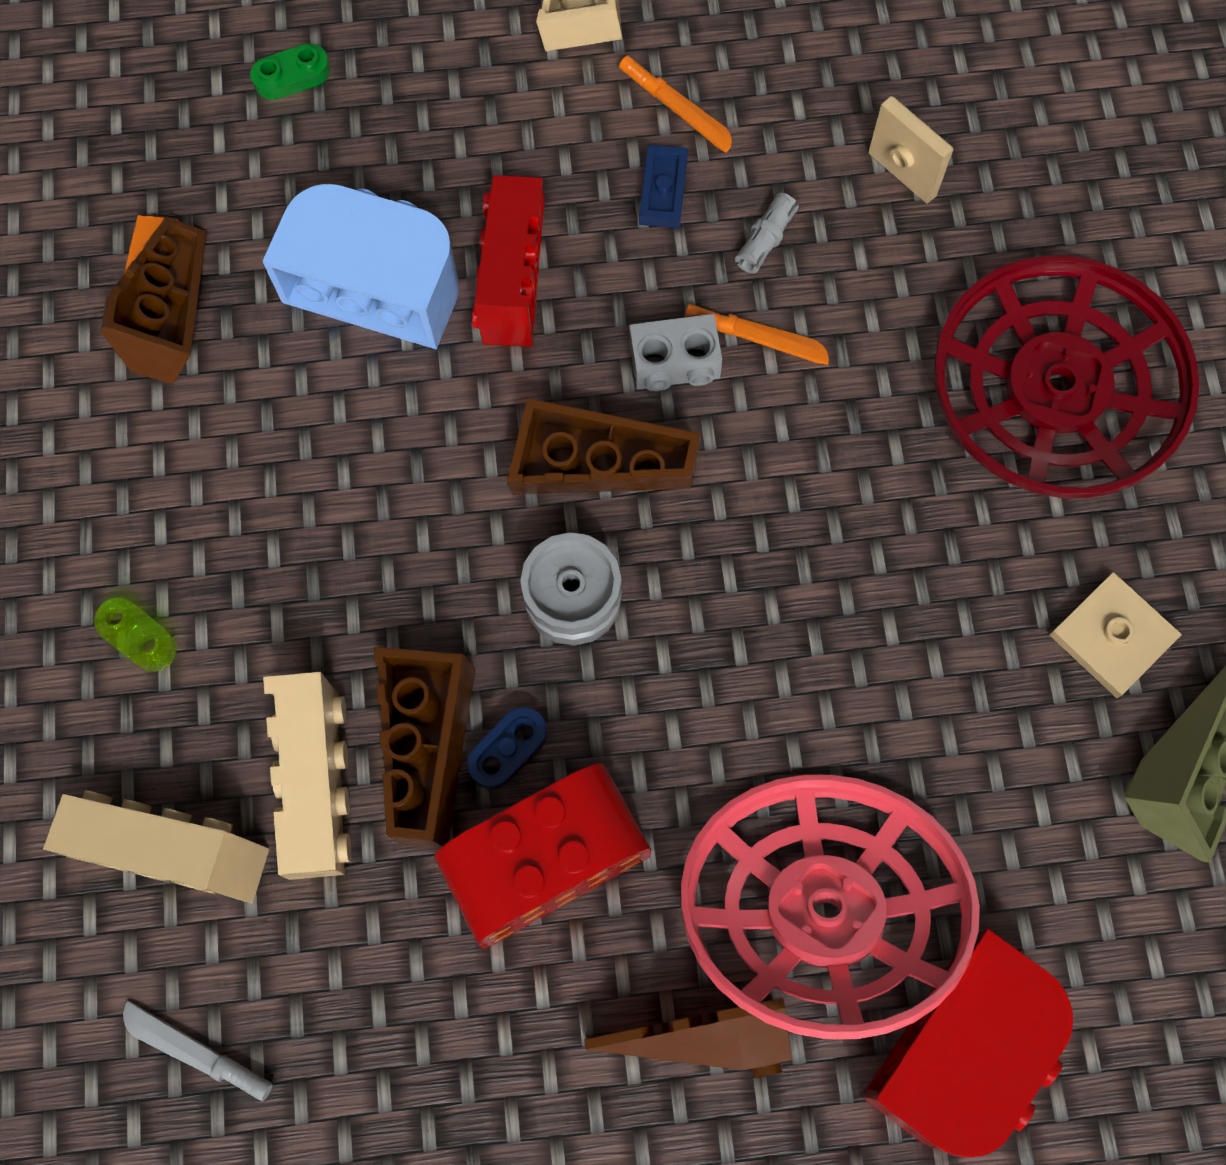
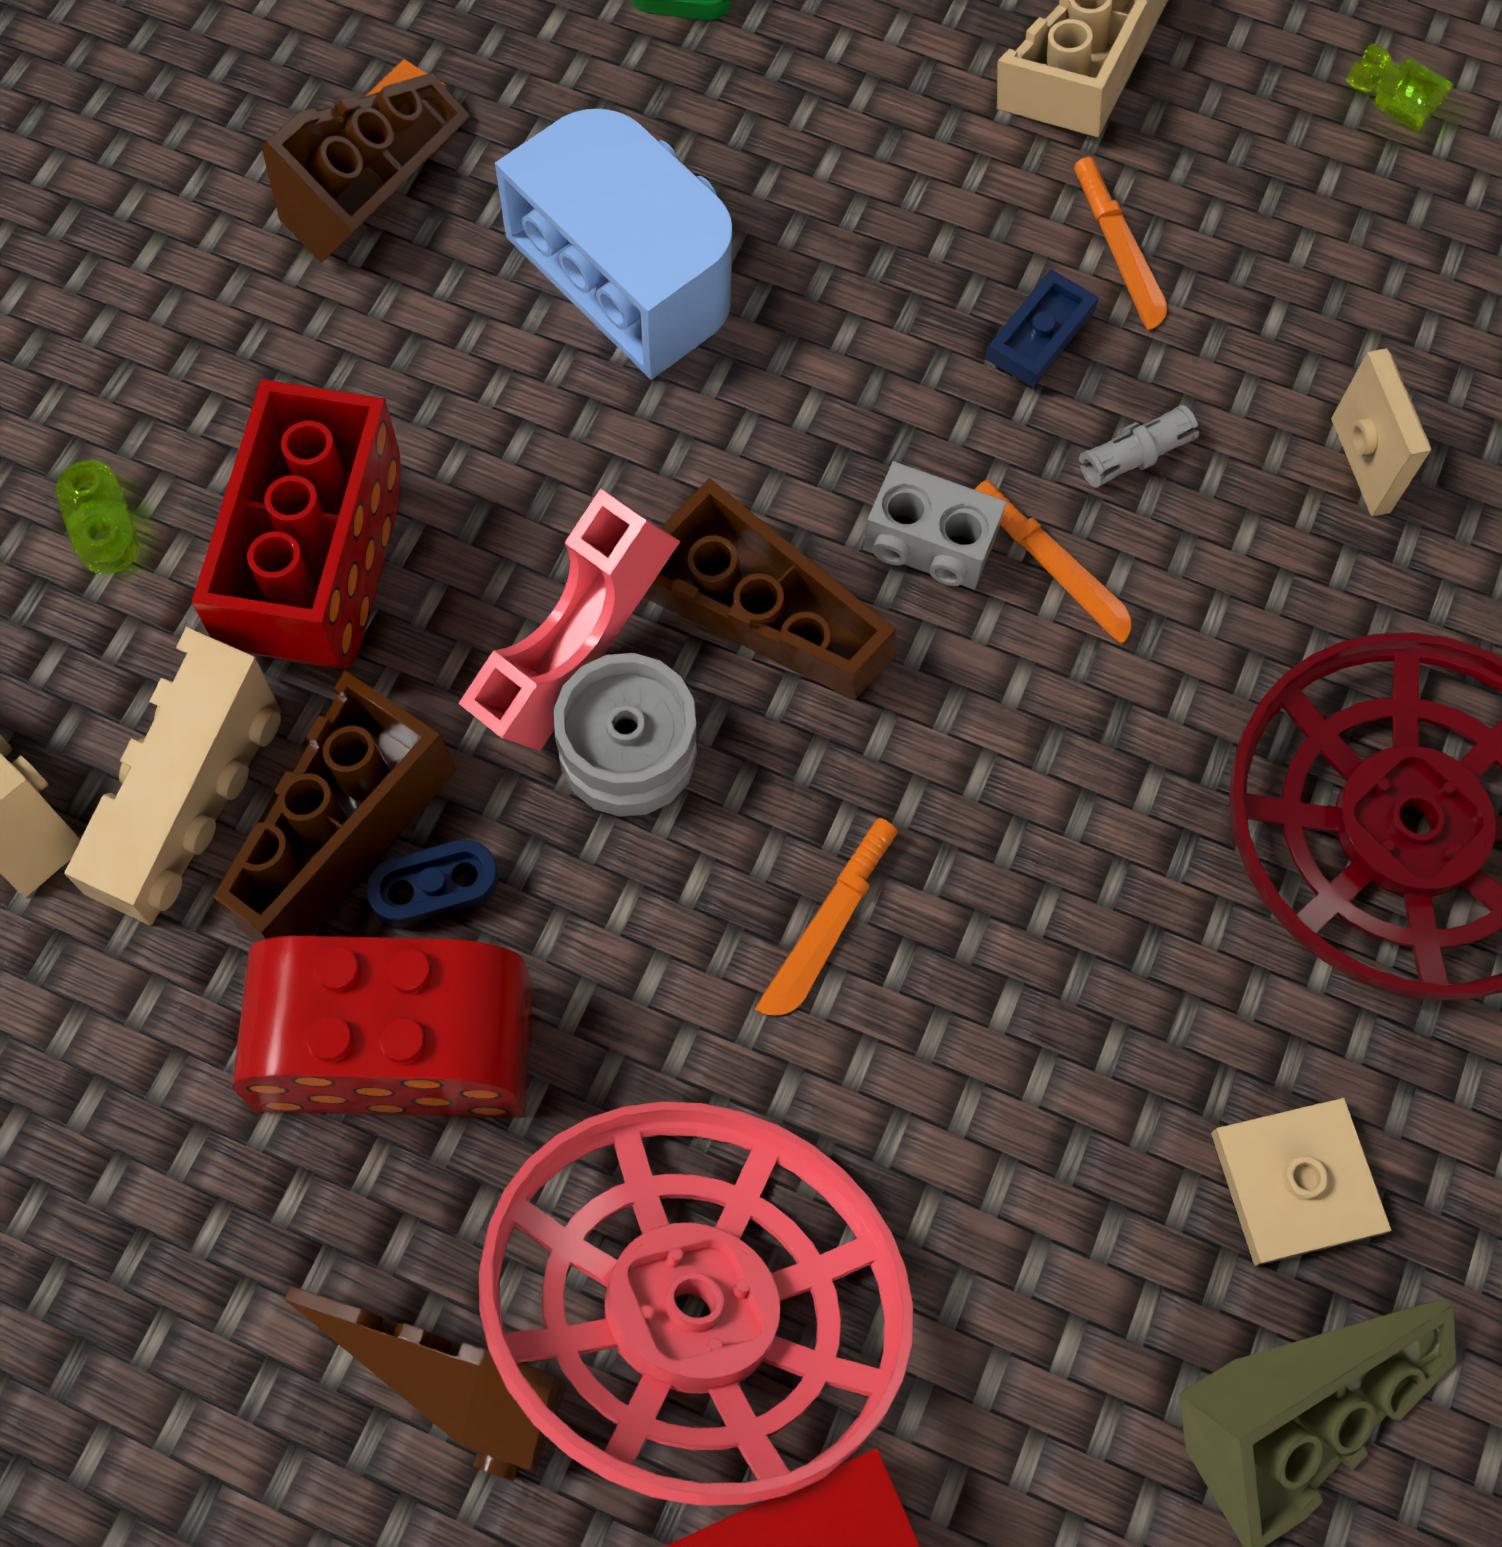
camera: 25 degrees right, 5 degrees down
(290, 569) = (303, 526): none -> red brick
(505, 494) = (612, 566): none -> coral arch
(509, 261) = (795, 320): red wedge -> none
(758, 646) = (814, 946): none -> orange piece

